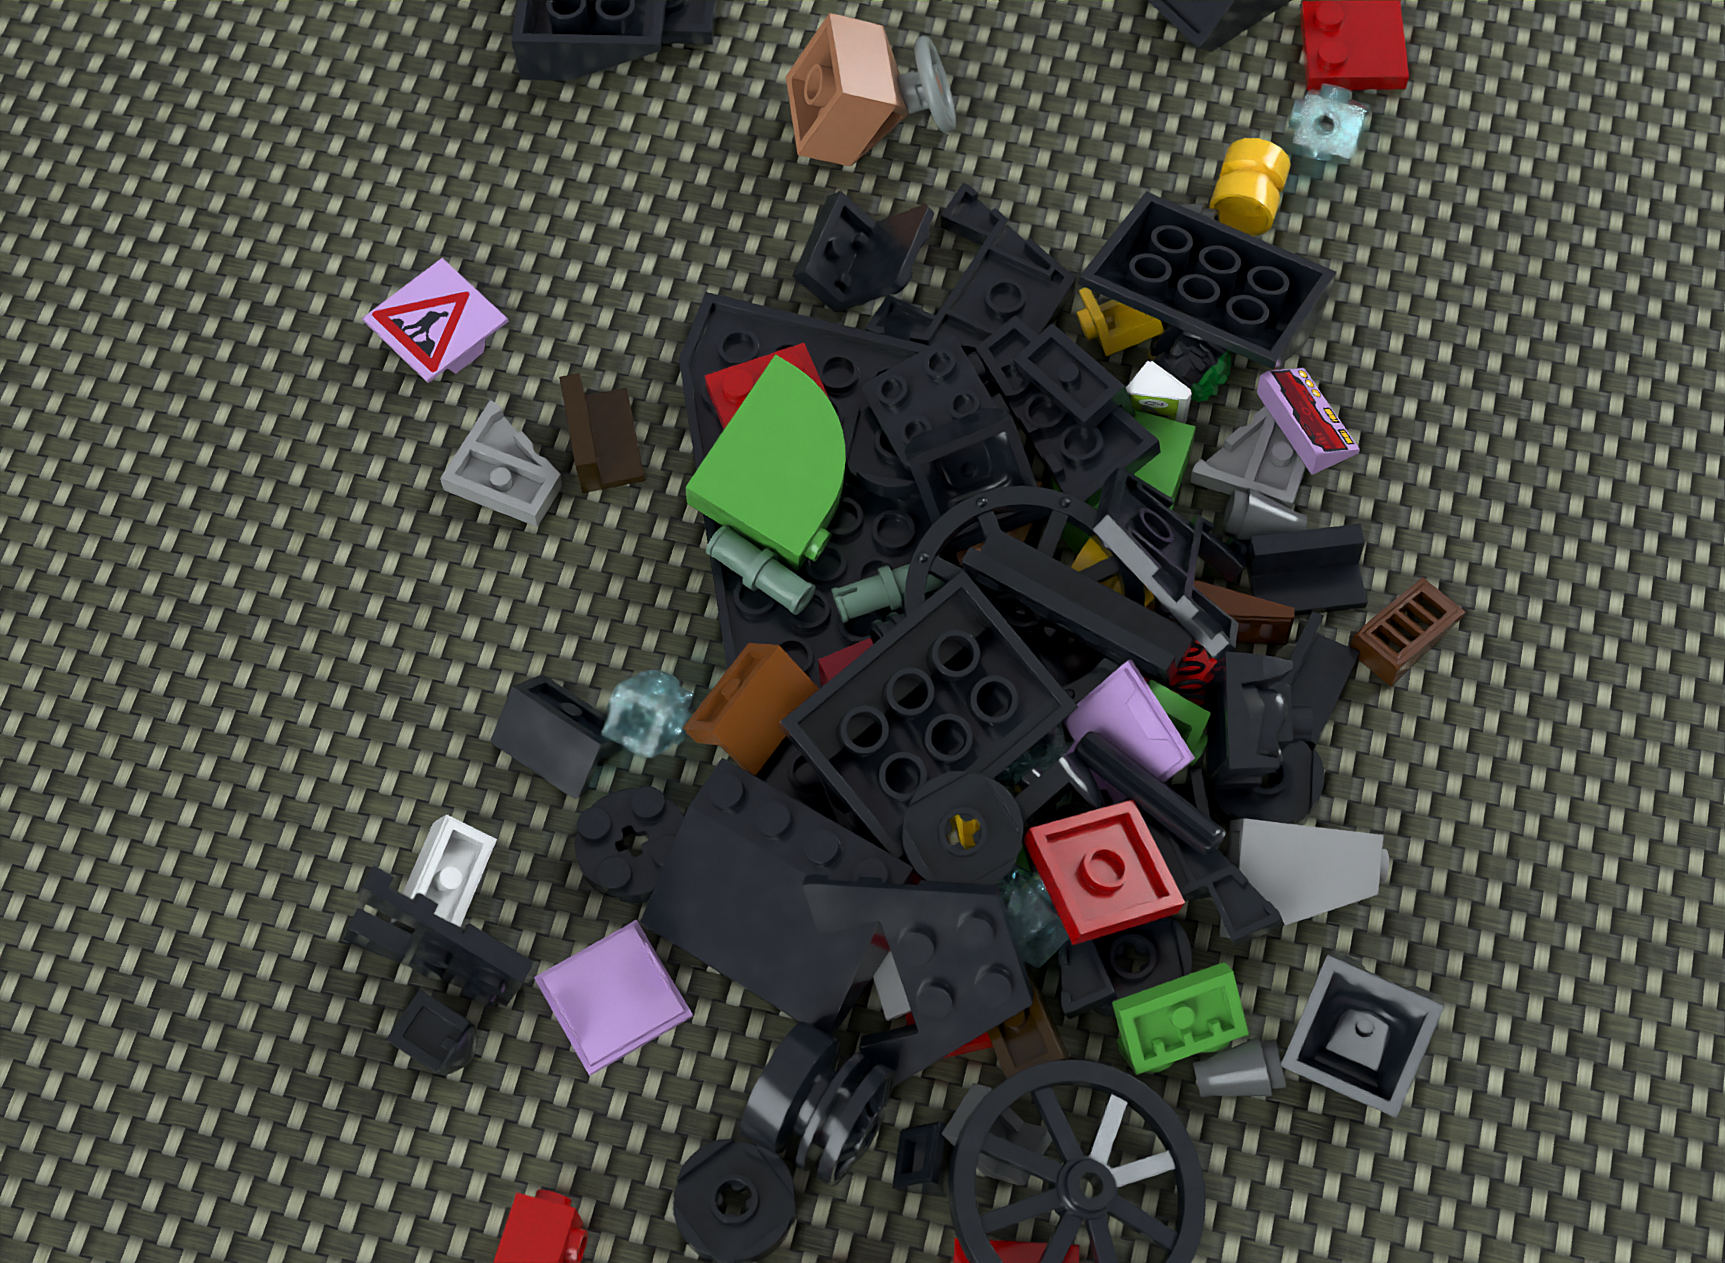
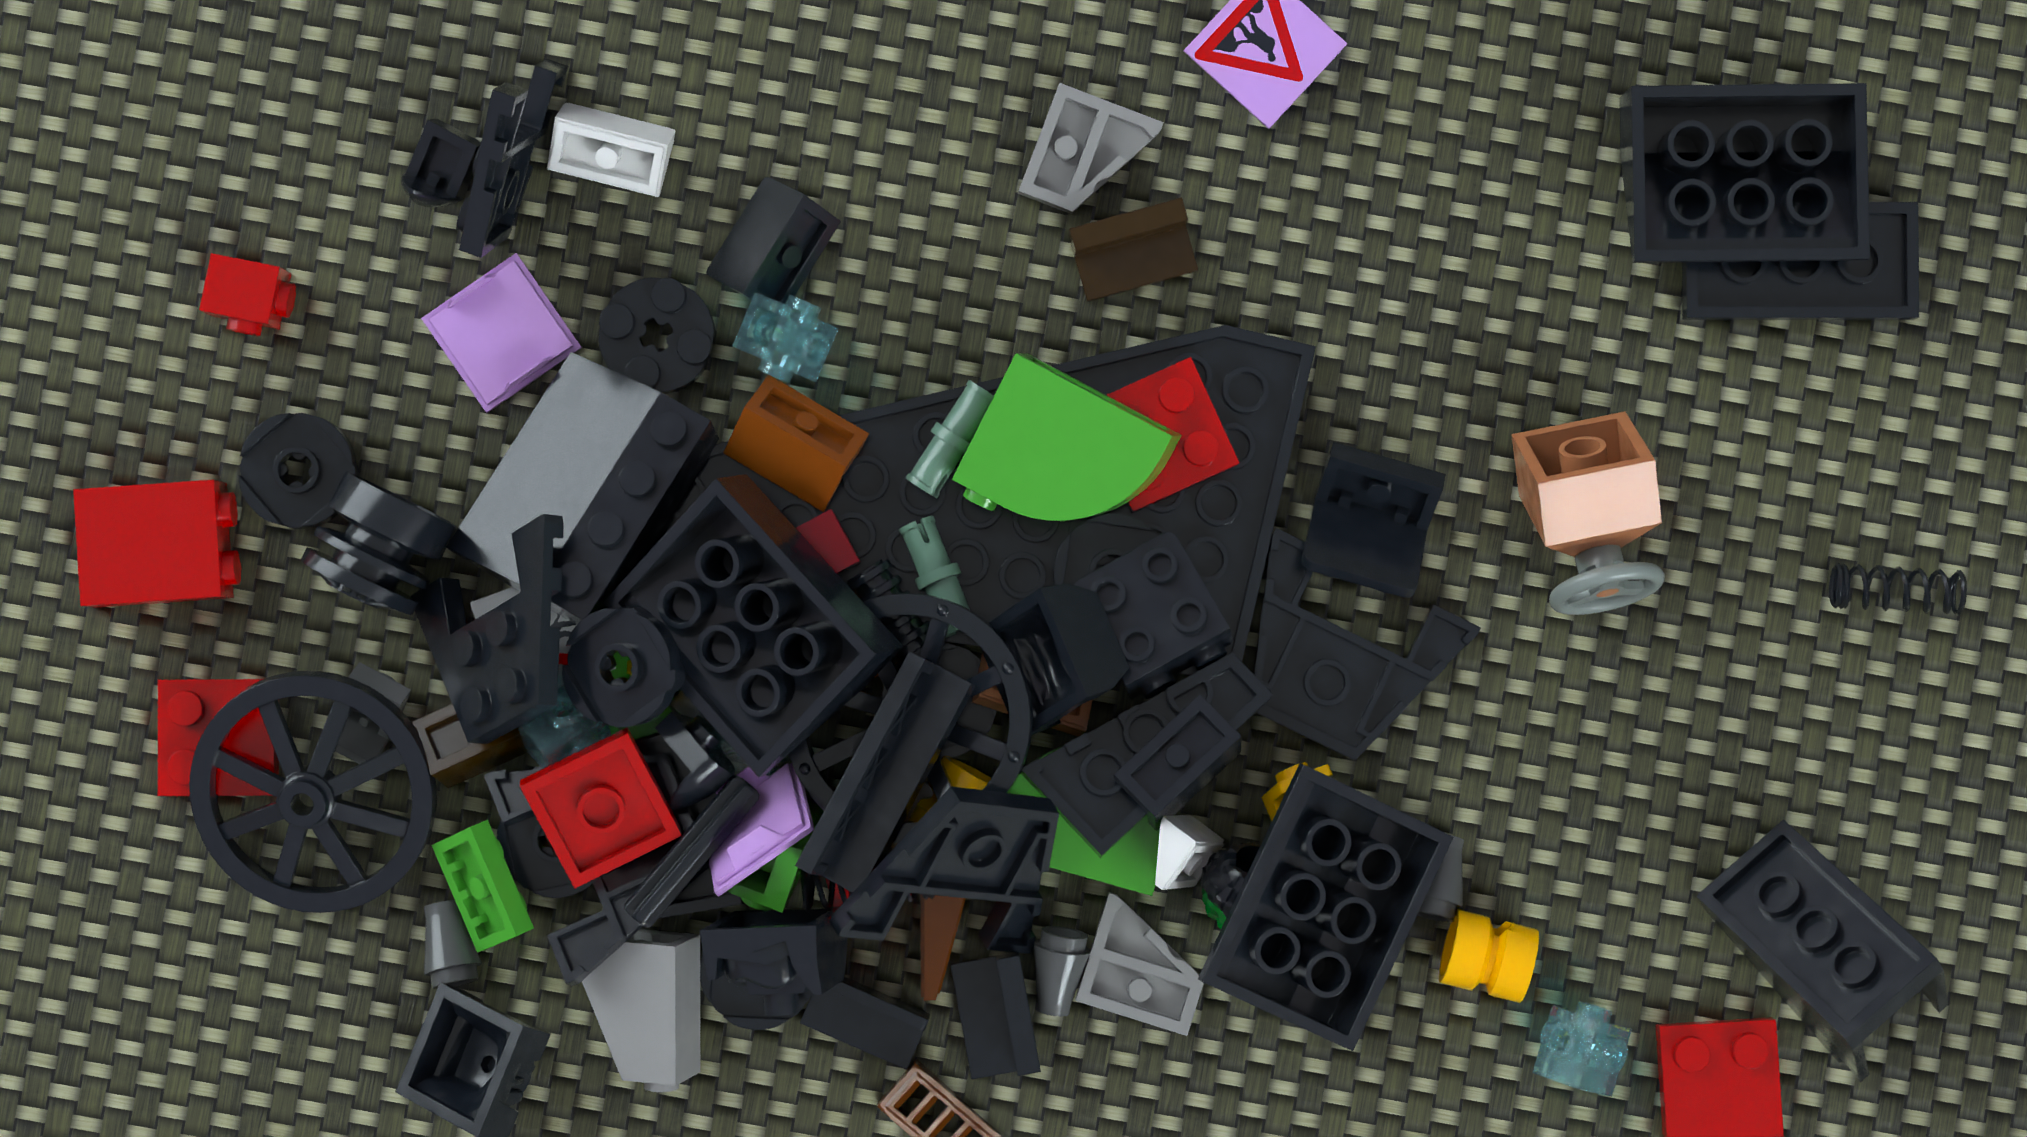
camera: 80 degrees right, 25 degrees up
(923, 1160) = (347, 643): black slope -> none
(1306, 418) = (1172, 1020): slope -> none

